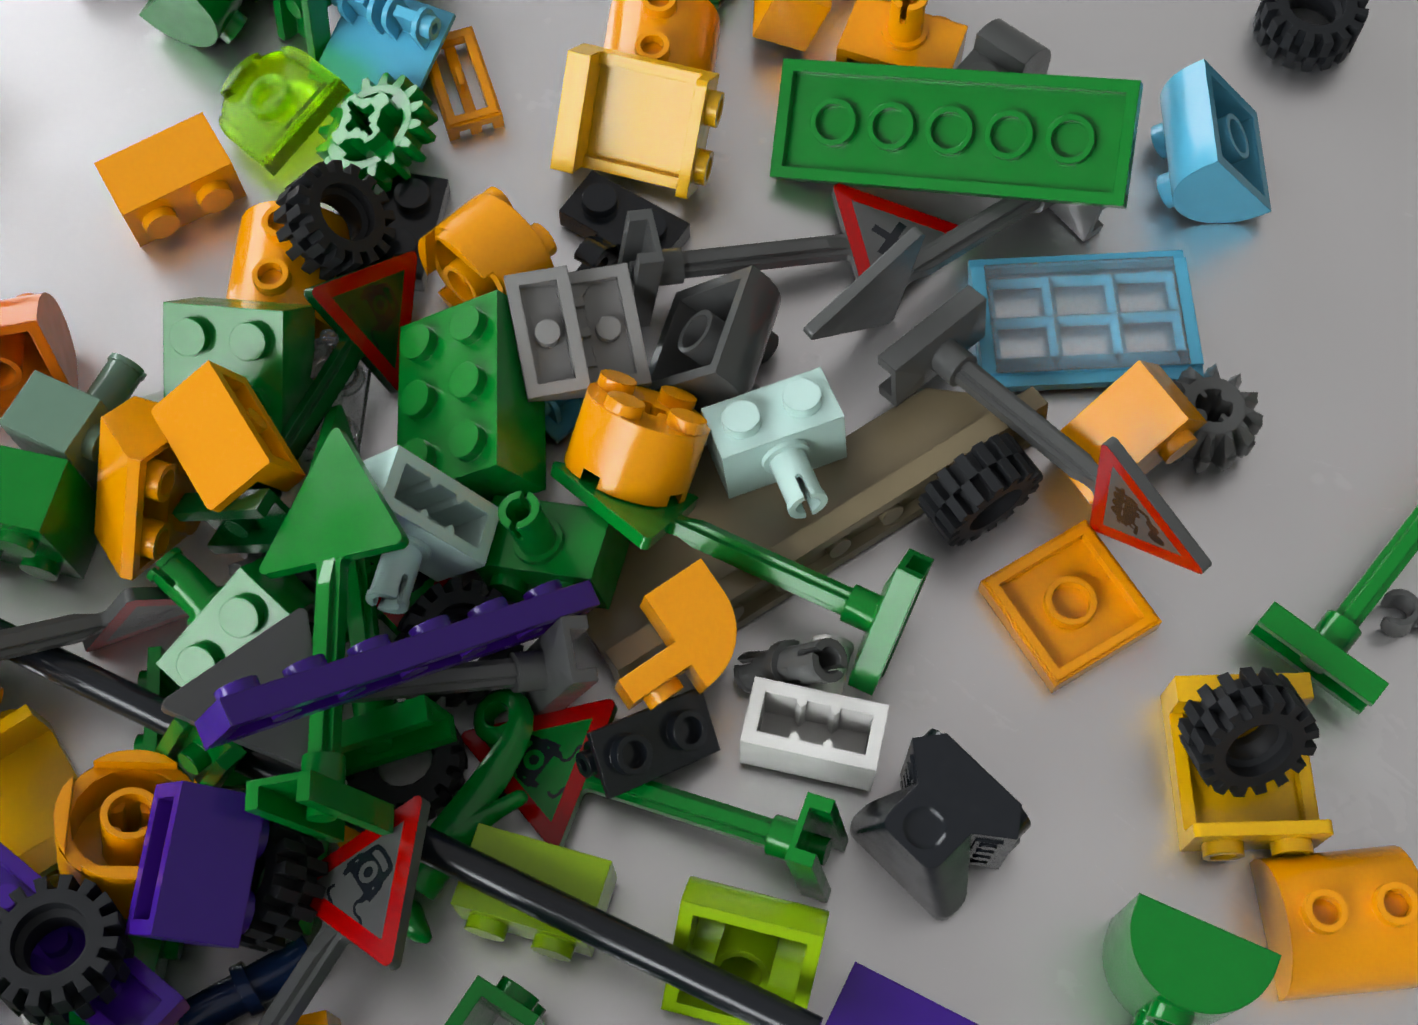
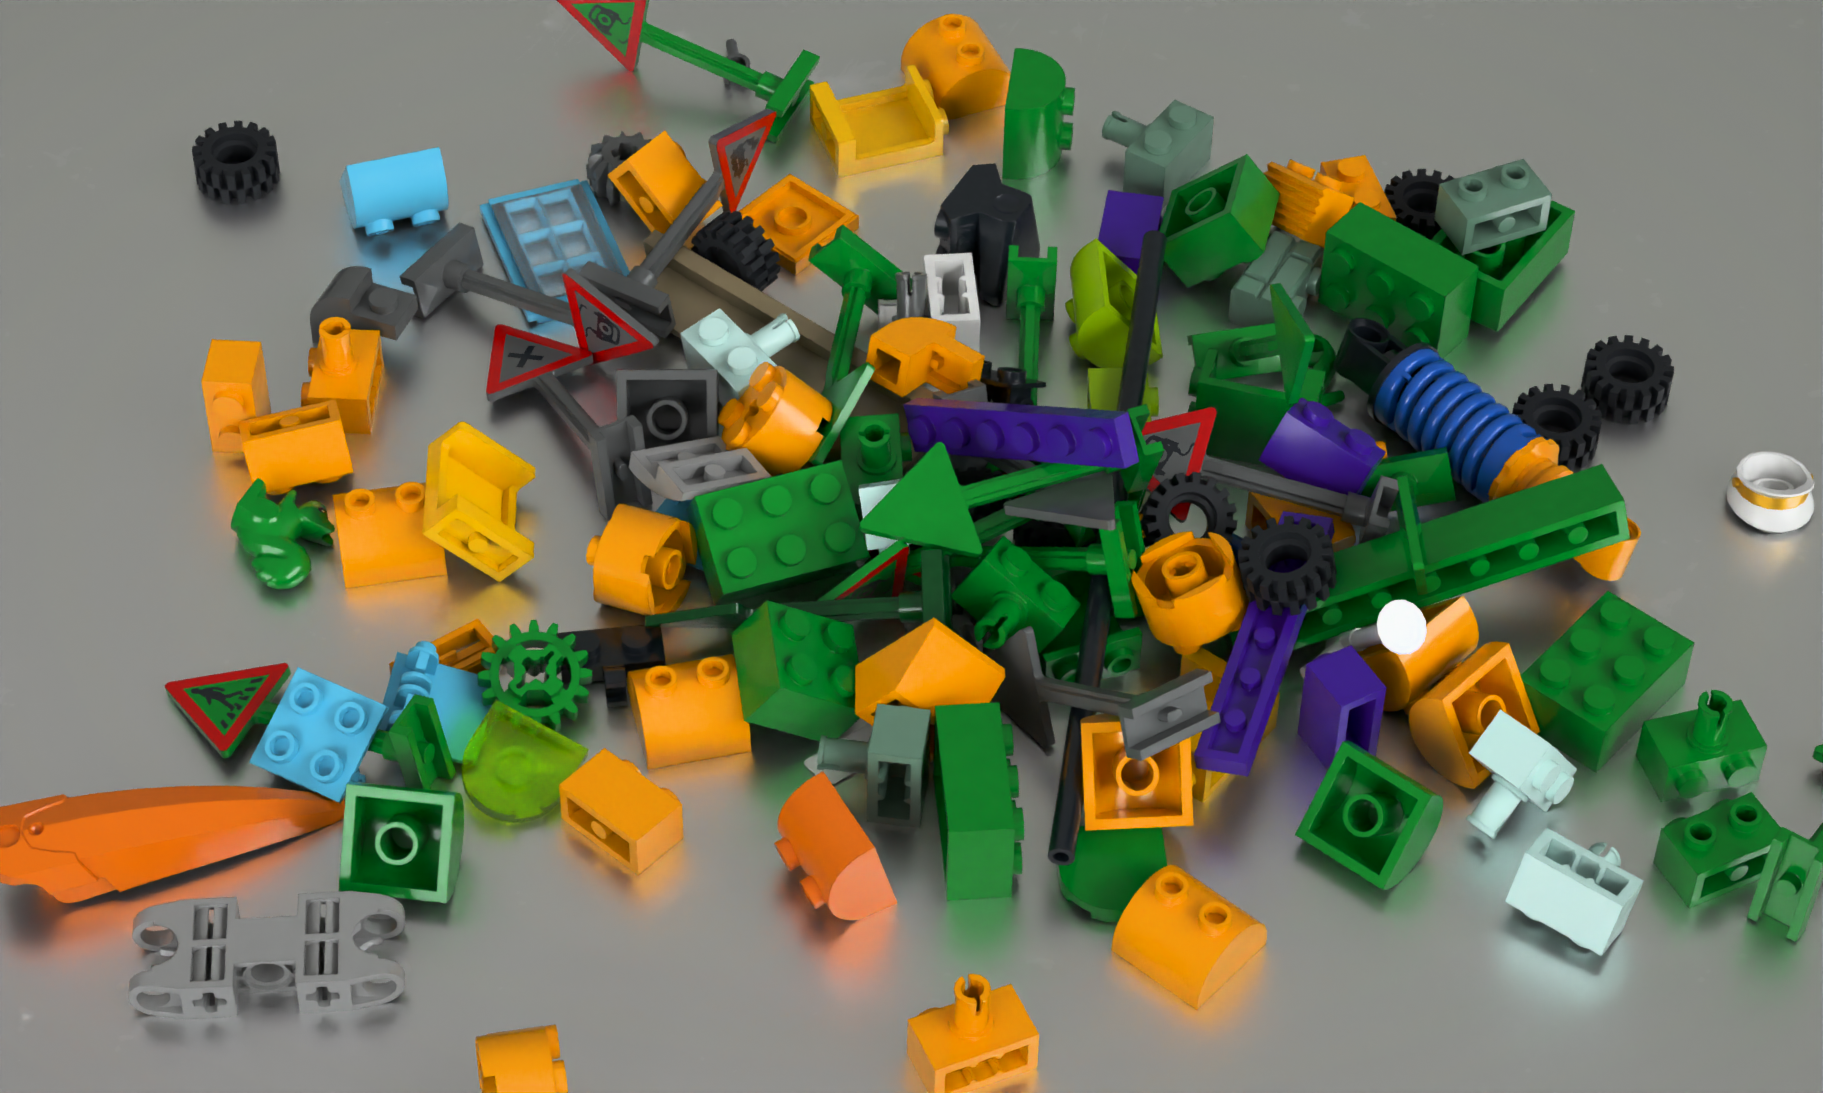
camera: 110 degrees left, 20 degrees down
(197, 866) = (1202, 504): dark purple piece -> none
(224, 437) = (887, 602): light orange panel -> none
(353, 201) = (648, 643): black tyre -> none
(599, 214) = (565, 517): black plate -> none
(957, 131) = (439, 306): green plate -> none
(1235, 707) = (866, 101): black tyre -> none

